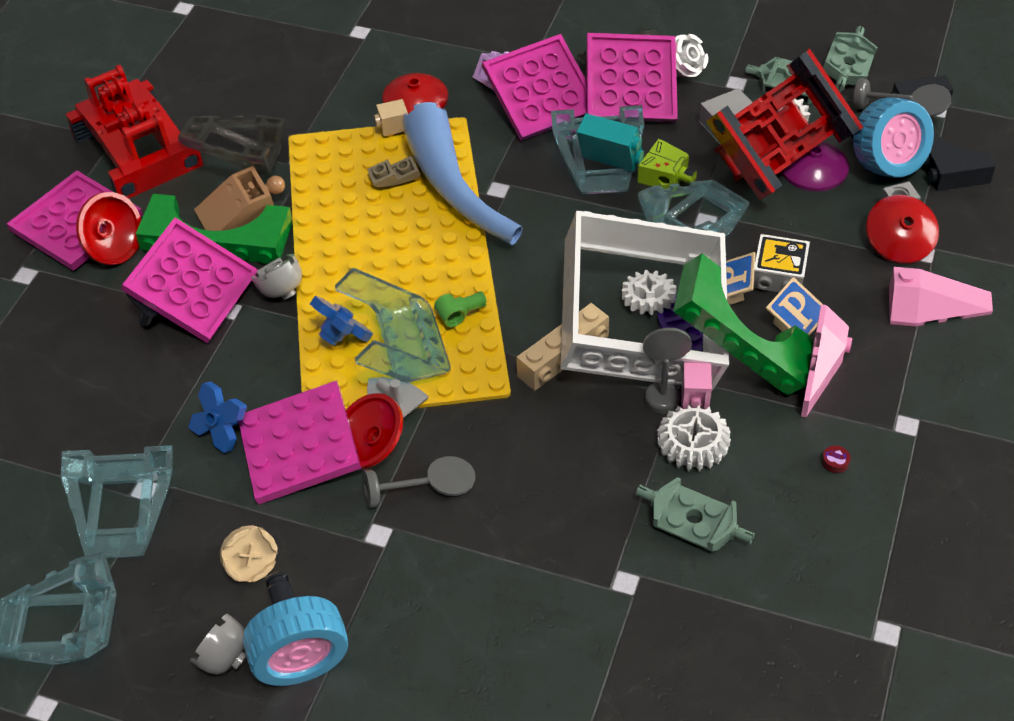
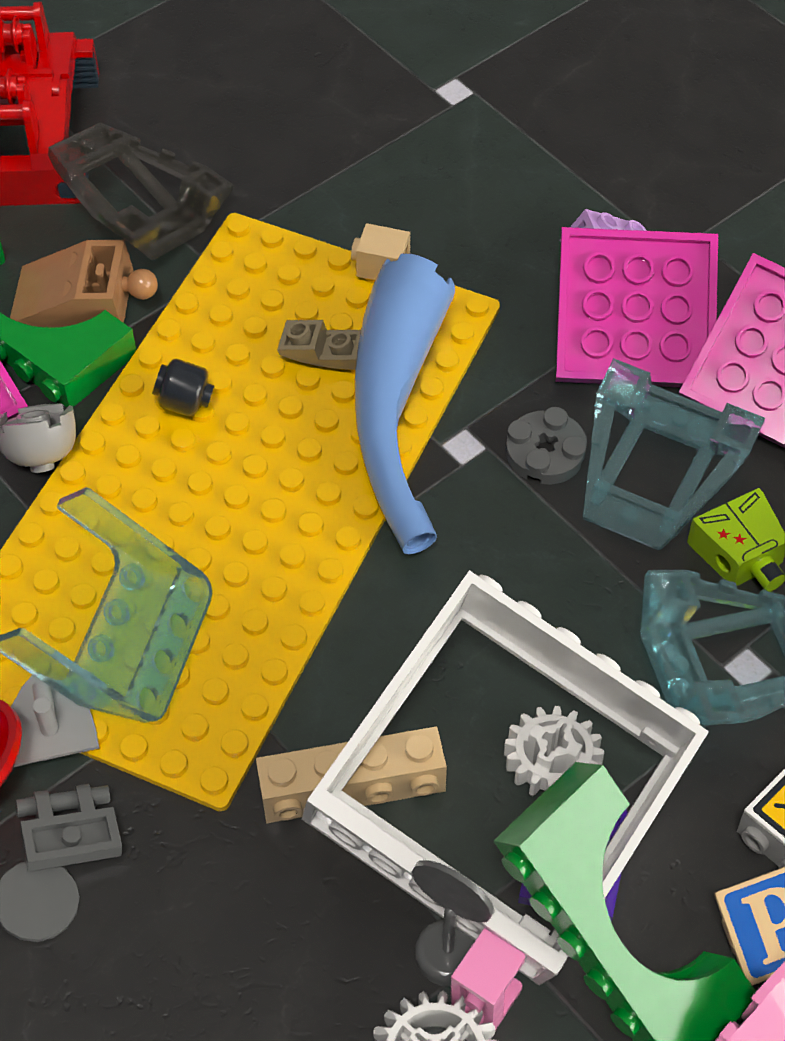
camera: 30 degrees right, 5 degrees up
(338, 322) = (54, 553): blue plant -> none
(339, 221) = (182, 387): none -> black head
(416, 89) = (457, 231): red dish -> none
(447, 439) = (70, 837): none -> dark grey plate
(454, 310) = (234, 619): bright green pin -> none
(540, 160) = (550, 427): none -> dark grey plate
(610, 142) = (664, 459): teal brick -> none
(739, 277) = (707, 802): piece -> none

